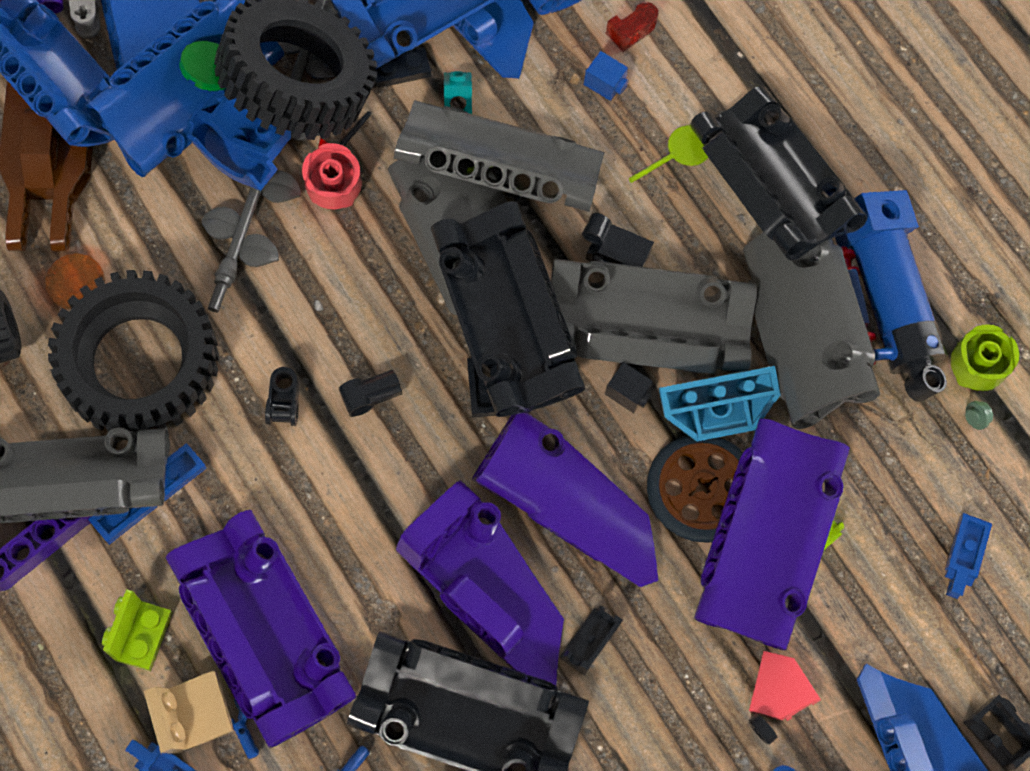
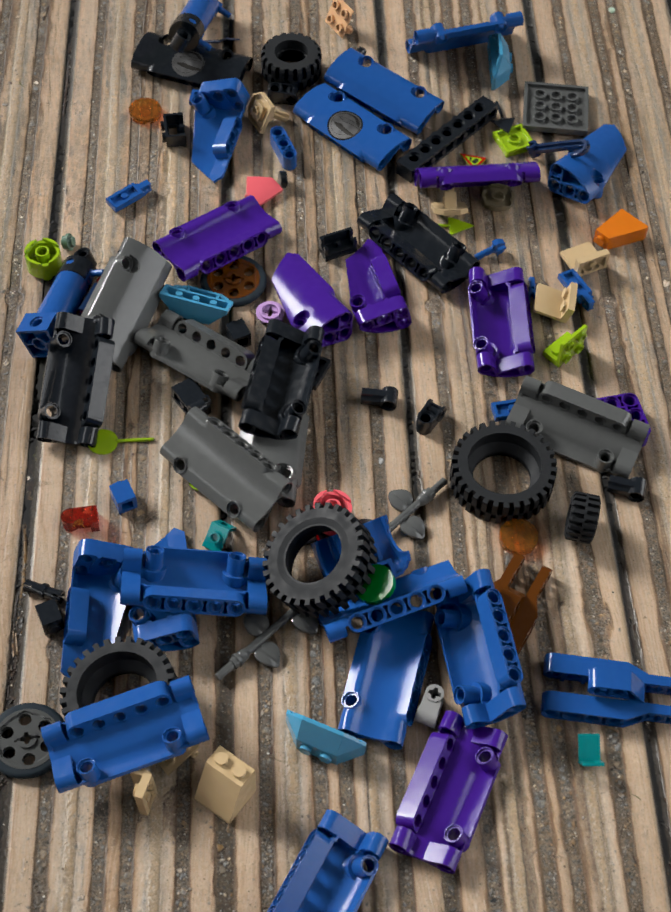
camera: 145 degrees left, 15 degrees down
(615, 443) = (265, 307): none -> lavender gear

